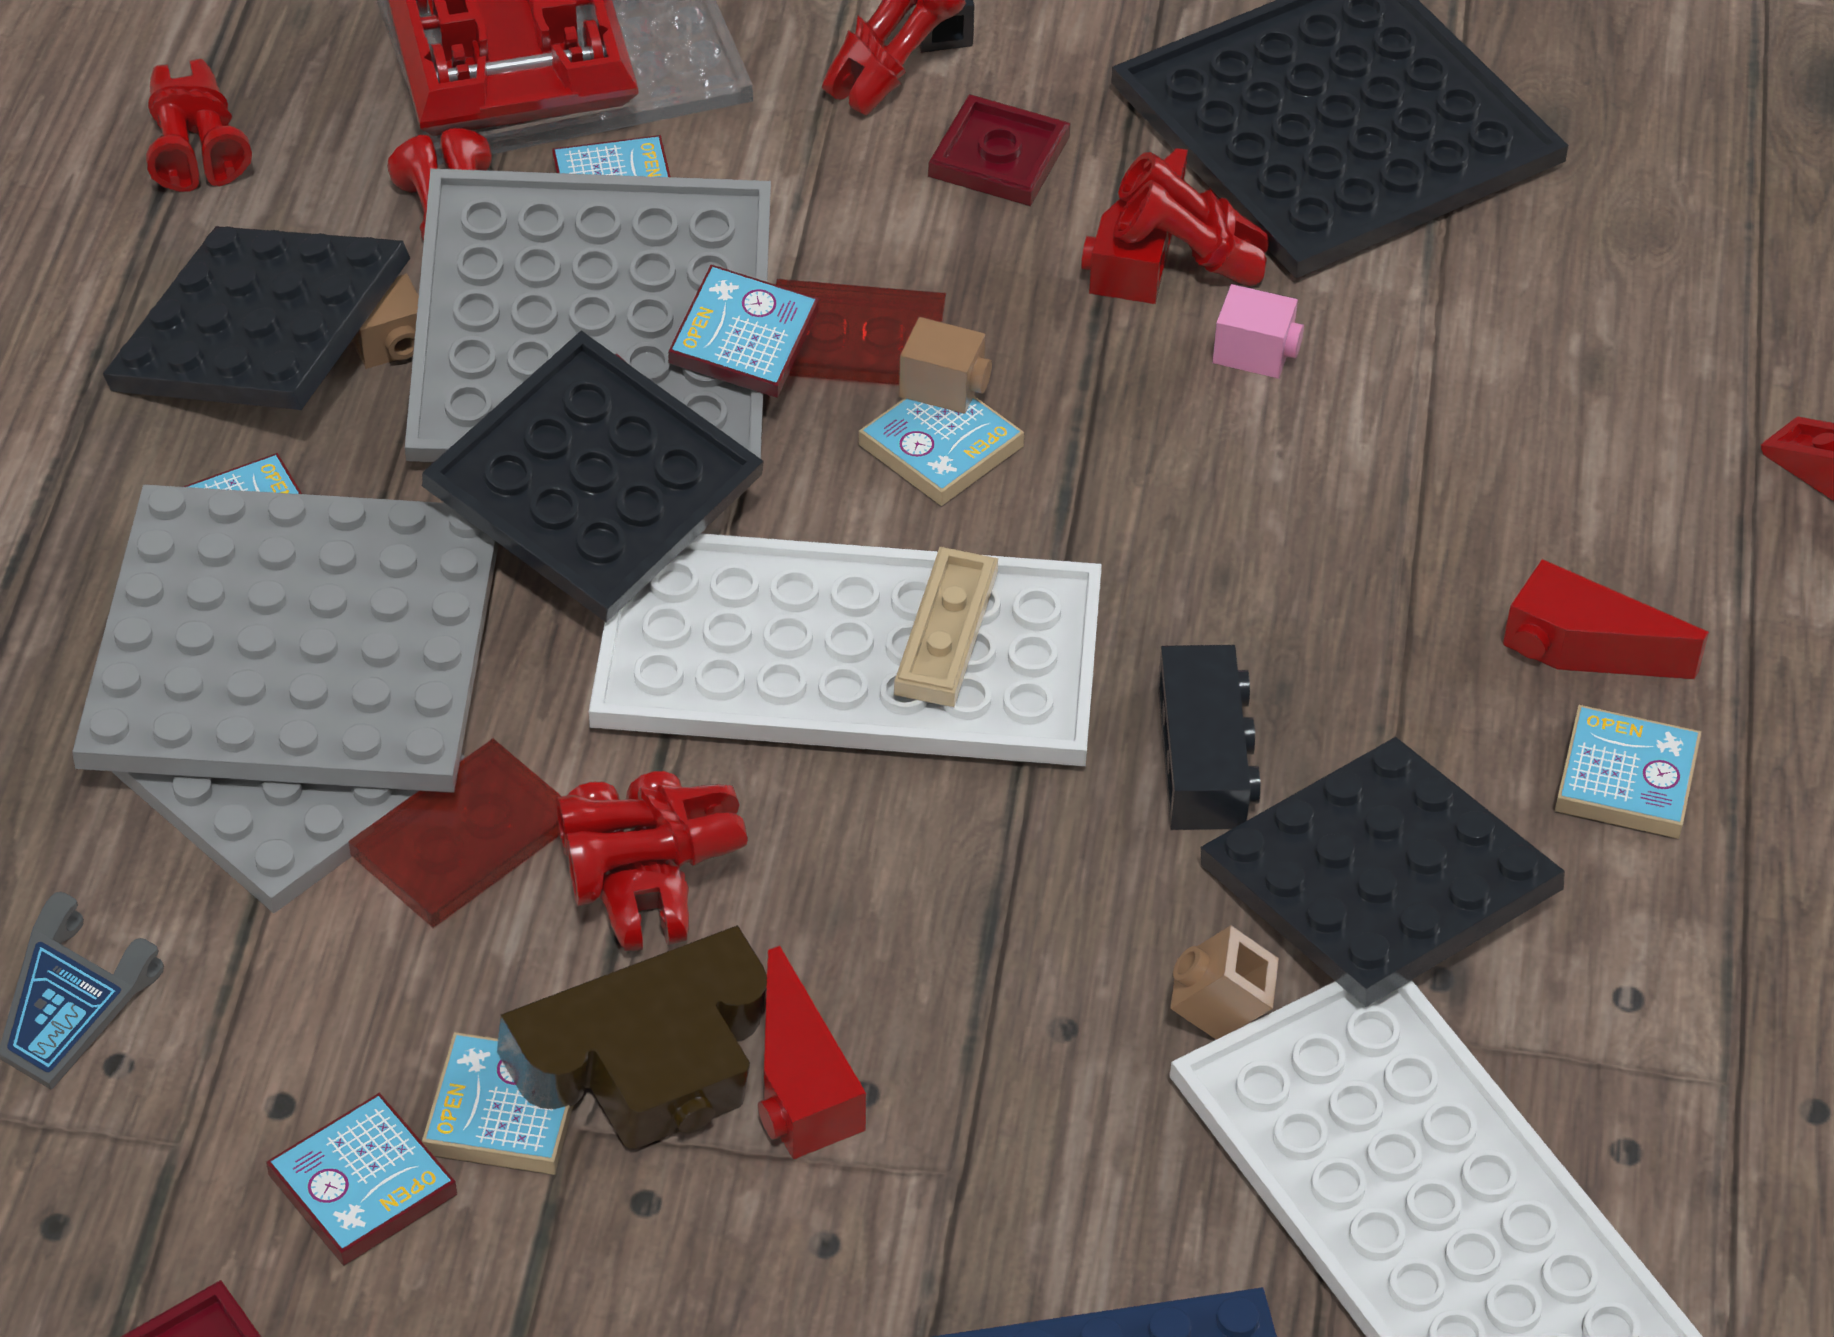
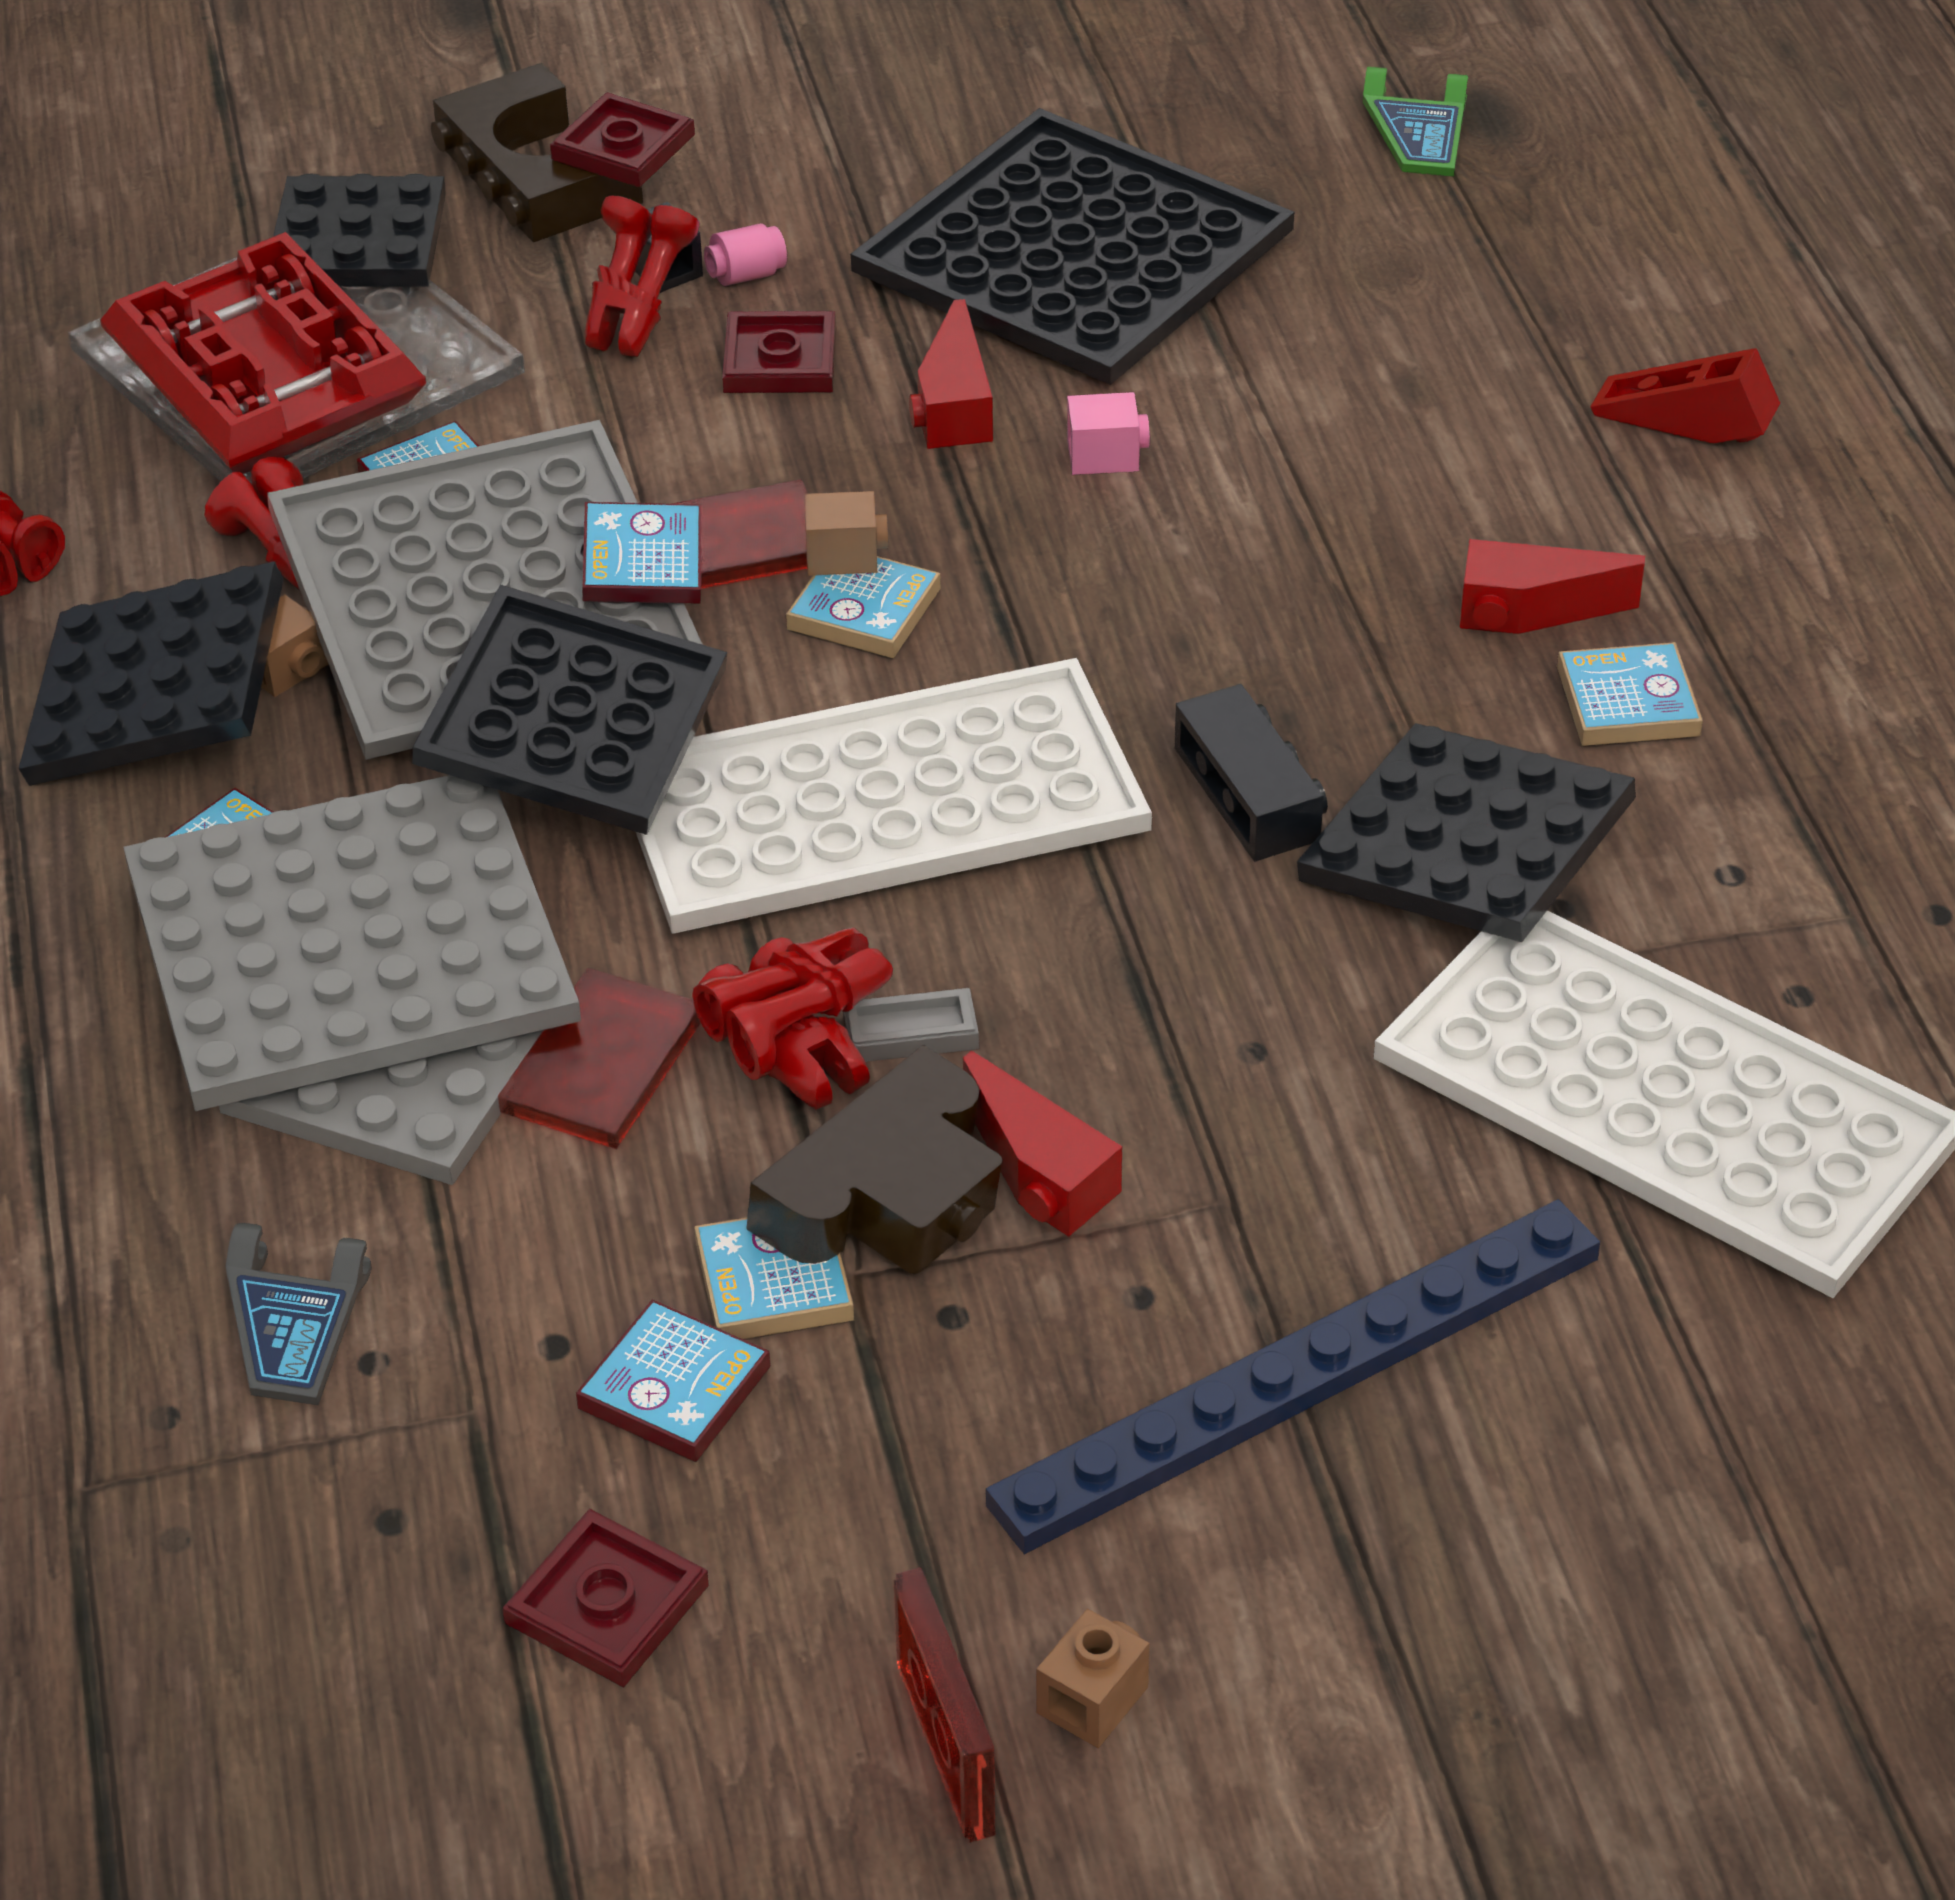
camera: 20 degrees left, 5 degrees down
(758, 894) = (904, 1023): none -> light grey tile
(946, 627) = (968, 747): tan tile -> none
(1015, 37) = (745, 254): none -> bright pink brick
(1210, 226) = (1018, 355): red piece -> none
(1224, 983) = (1388, 960): medium nougat brick -> none
(1751, 87) = (1418, 131): none -> flag

